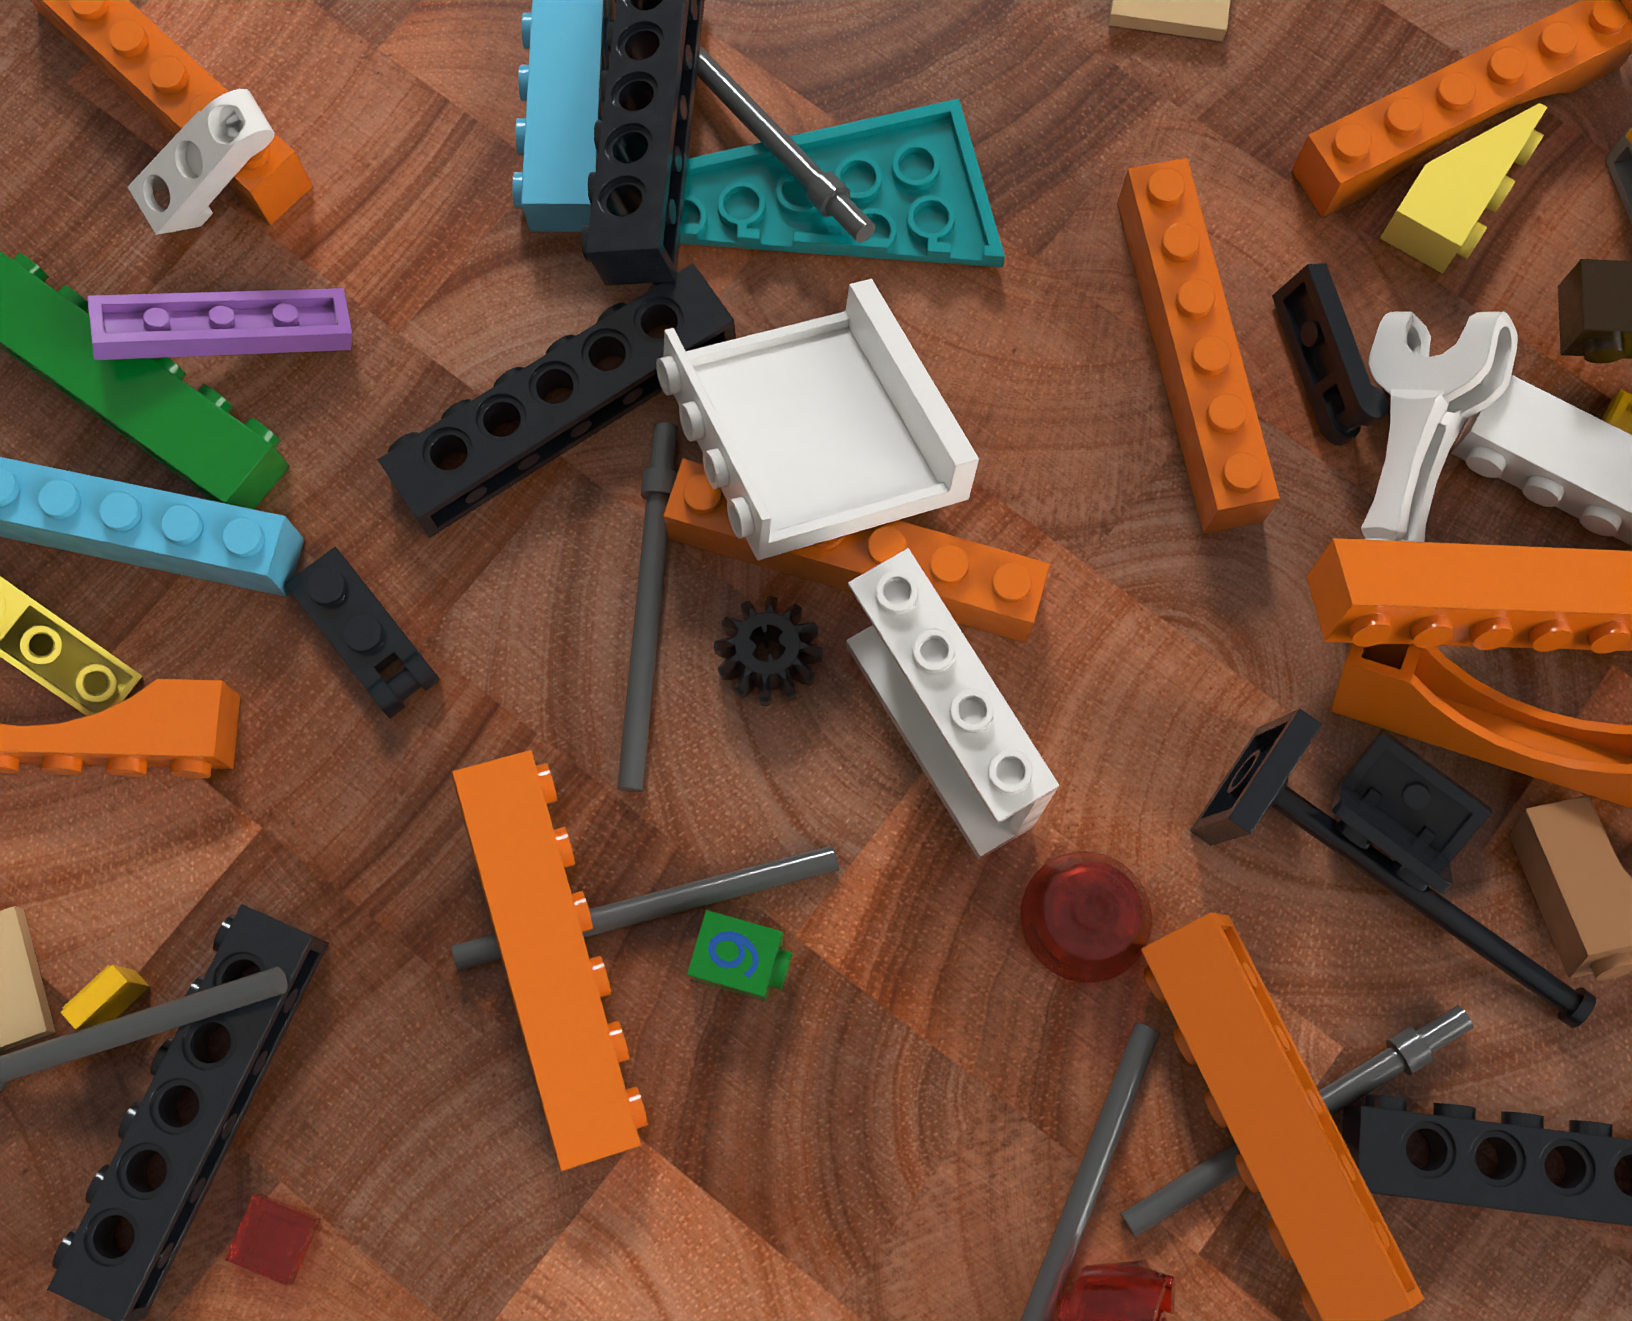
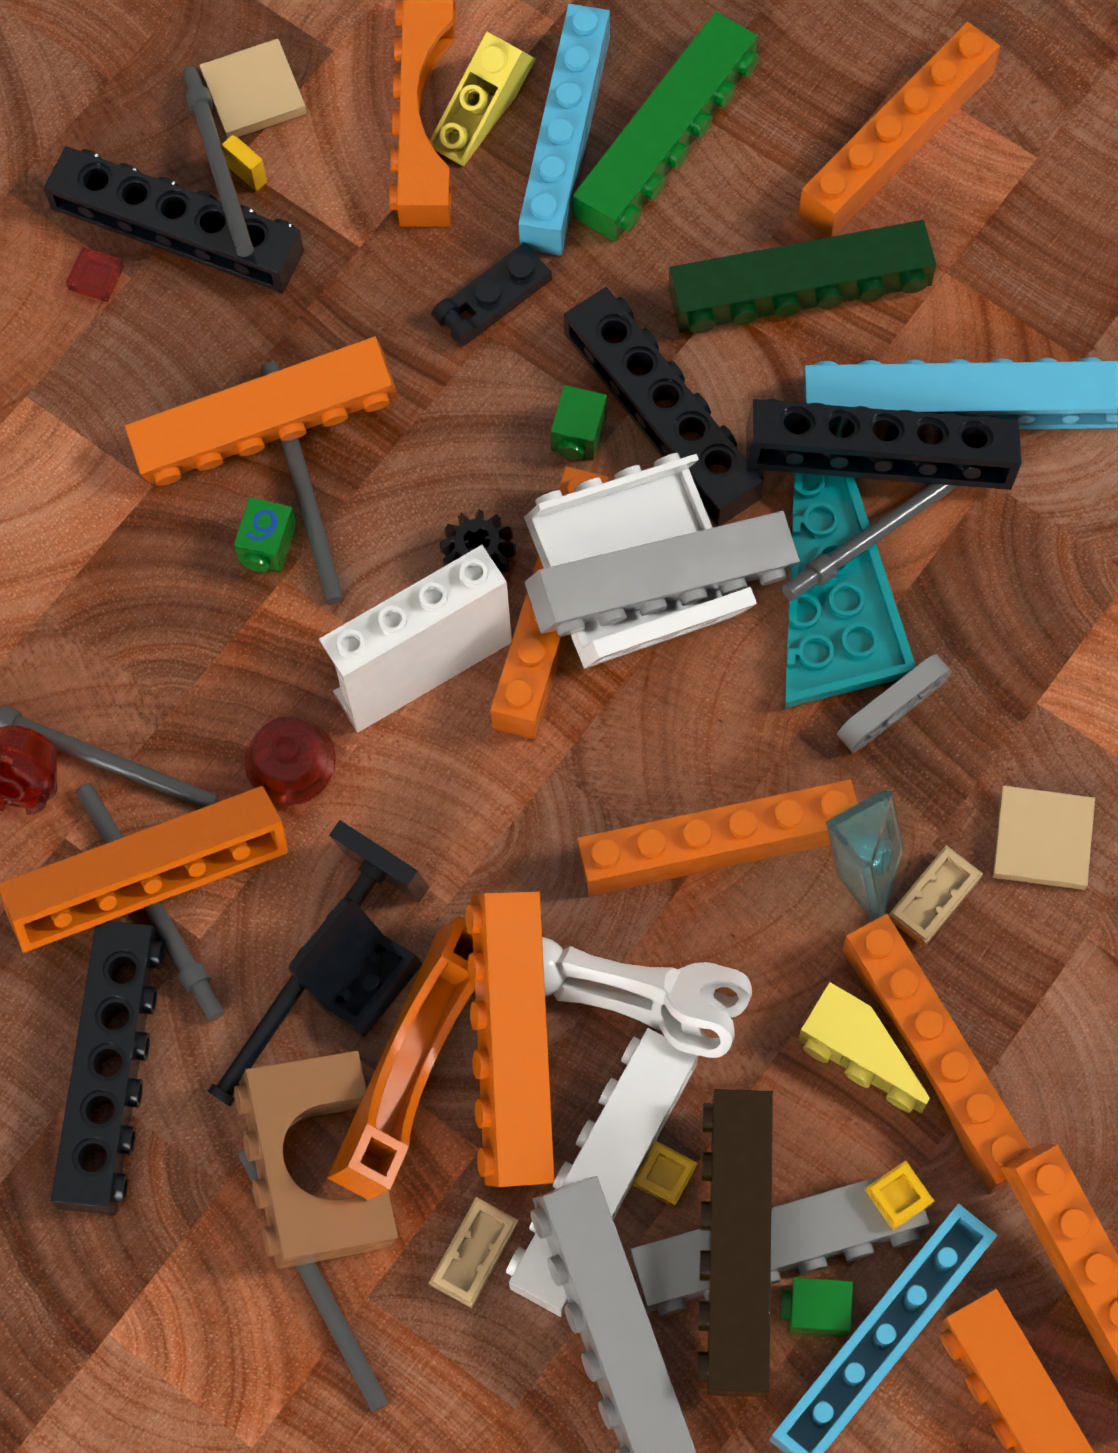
camera: 90 degrees right, 5 degrees down
(202, 161) = (817, 154): white leg -> none
(218, 323) = (704, 177): medium lavender plate -> none
(376, 216) = (801, 276): none -> dark green brick
(582, 511) = (578, 423): none -> green brick
(656, 489) = (486, 471): dark grey bar -> none
(845, 388) = (660, 573): none -> light grey brick
(1003, 131) = (894, 703): none -> light grey beam
(1234, 151) = (868, 850): none -> clear light blue slope
(1258, 98) = (935, 896): none -> tan plate
(1327, 355) = (713, 937): black plate -> none

